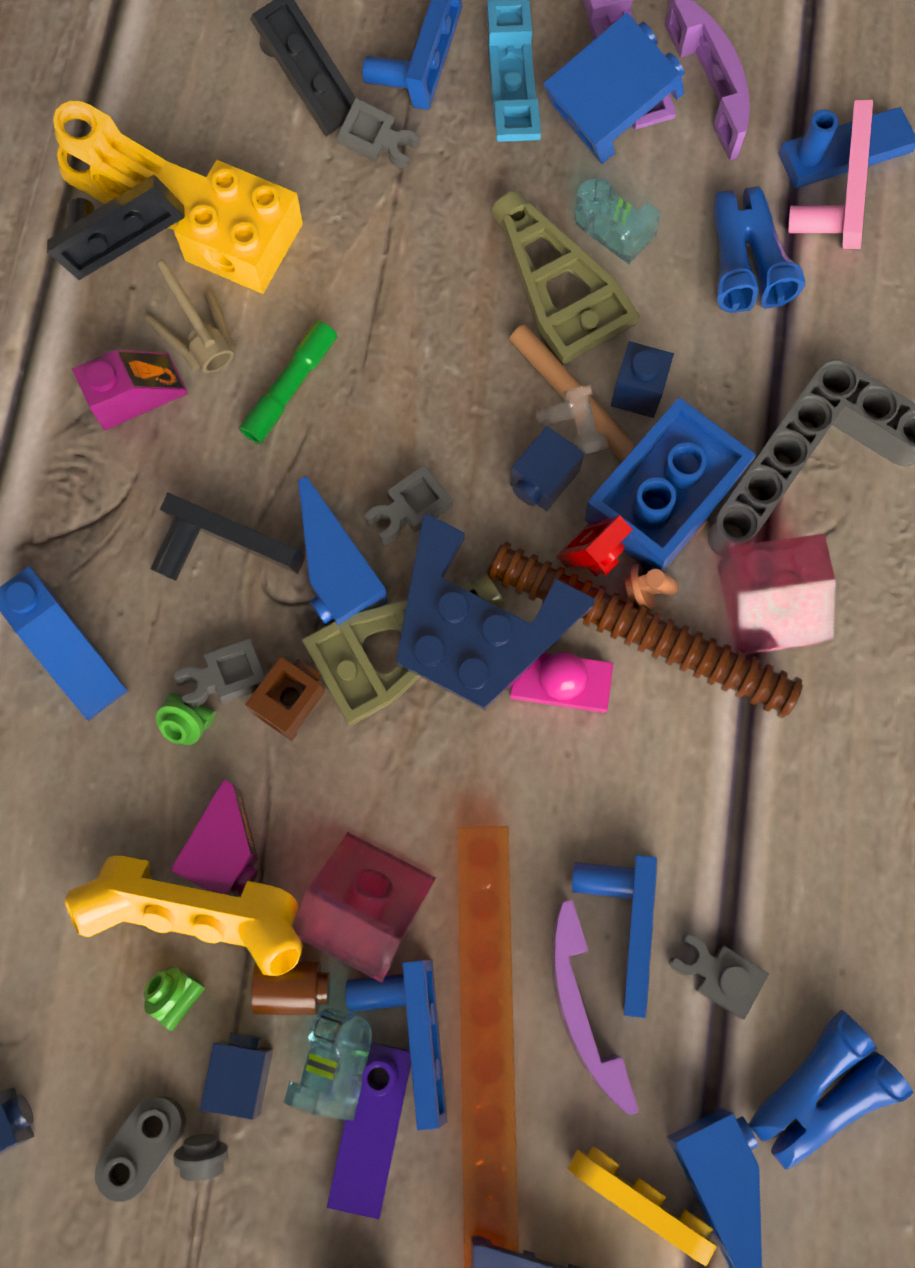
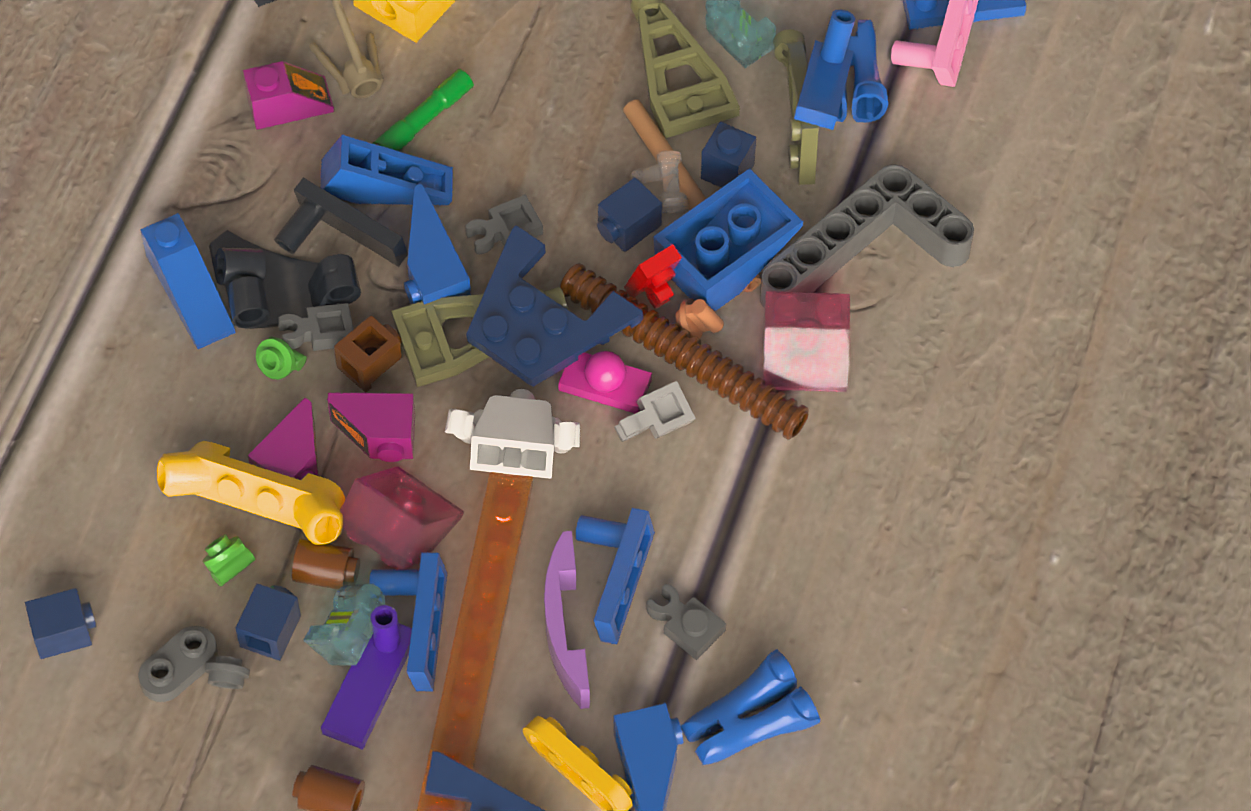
camera: 10 degrees right, 15 degrees down
(162, 627) = (269, 285): none -> black panel
(257, 468) = (380, 175): none -> blue slope
(316, 788) = (376, 422): none -> magenta slope
(480, 781) = (514, 435): none -> white torso
(636, 713) = (660, 411): none -> light grey plate
(726, 335) = (791, 51): none -> olive plate
(740, 266) = (827, 73): none -> blue piece

